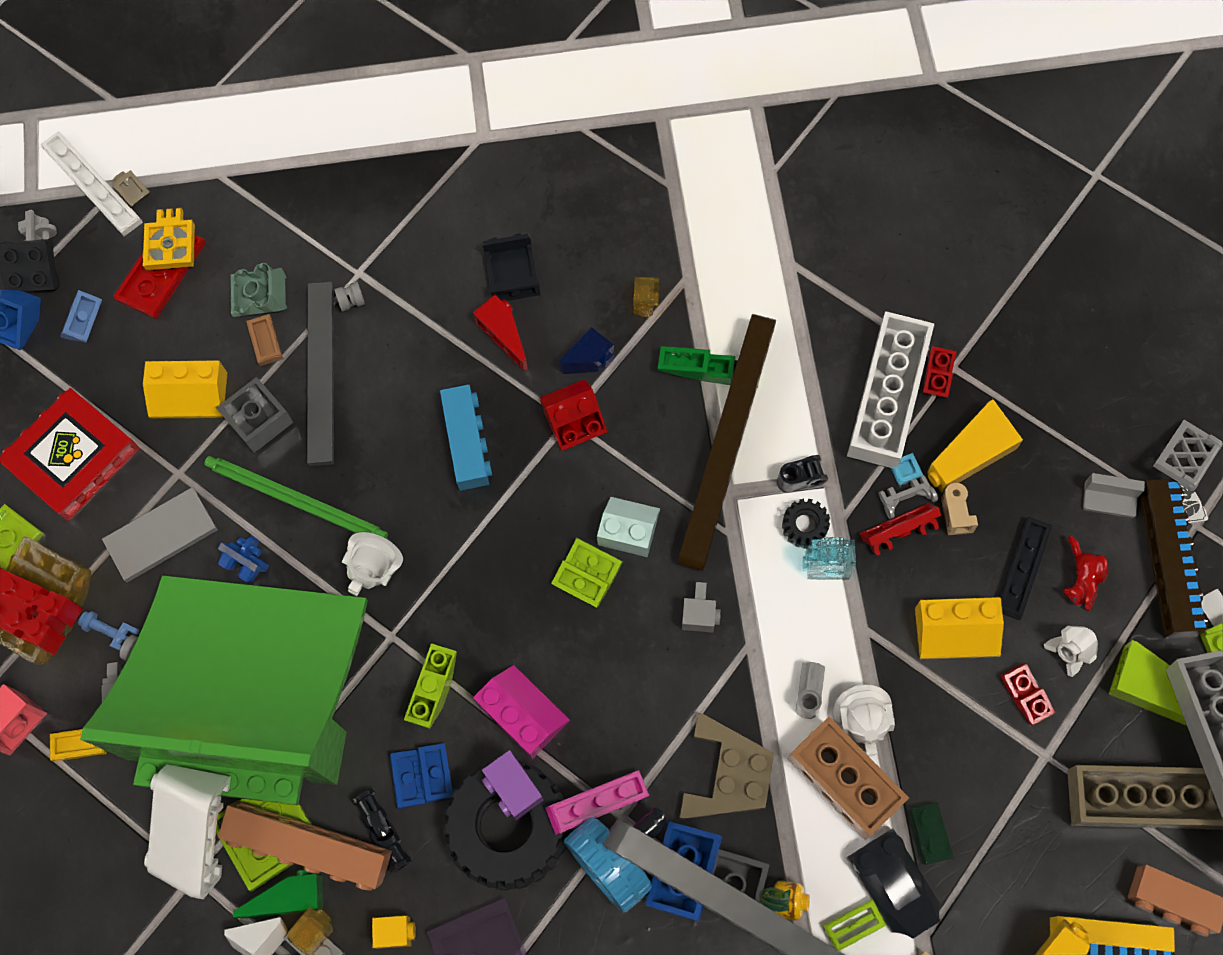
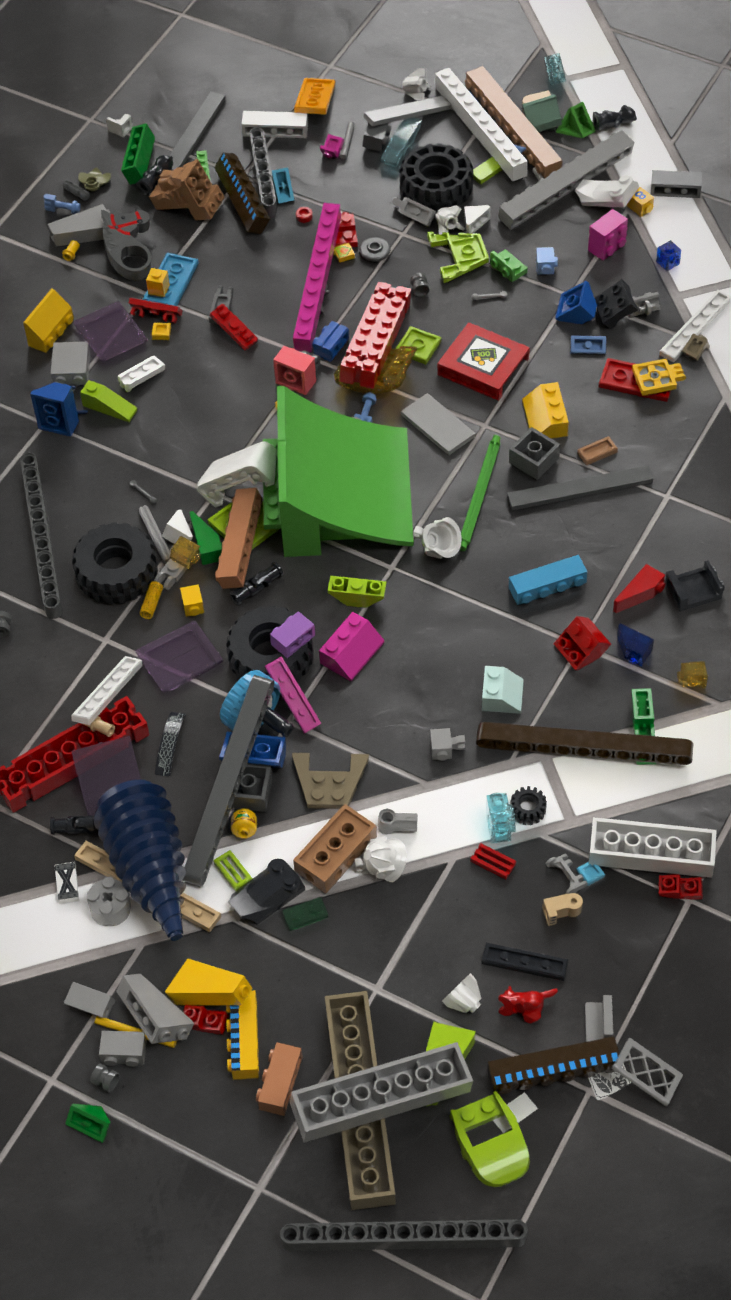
camera: 80 degrees right, 15 degrees down
(234, 553) = (430, 471): blue hips -> none
(258, 291) = (634, 438): sand green slope -> none
(354, 293) = (643, 491): light grey wheel -> none
(420, 776) = (297, 597): blue slope -> none
(587, 572) = (461, 673): lime slope -> none
(775, 899) = (240, 805): clear green tile -> none
(806, 474) = (568, 800): black piece -> none
(891, 565) = (494, 858): none -> red tile
(901, 527) = (539, 869): red plate -> none
(959, 628) = (464, 916): yellow slope -> none
(976, 447) = (618, 915): yellow slope -> none
(1026, 694) = (423, 970): red slope -> none

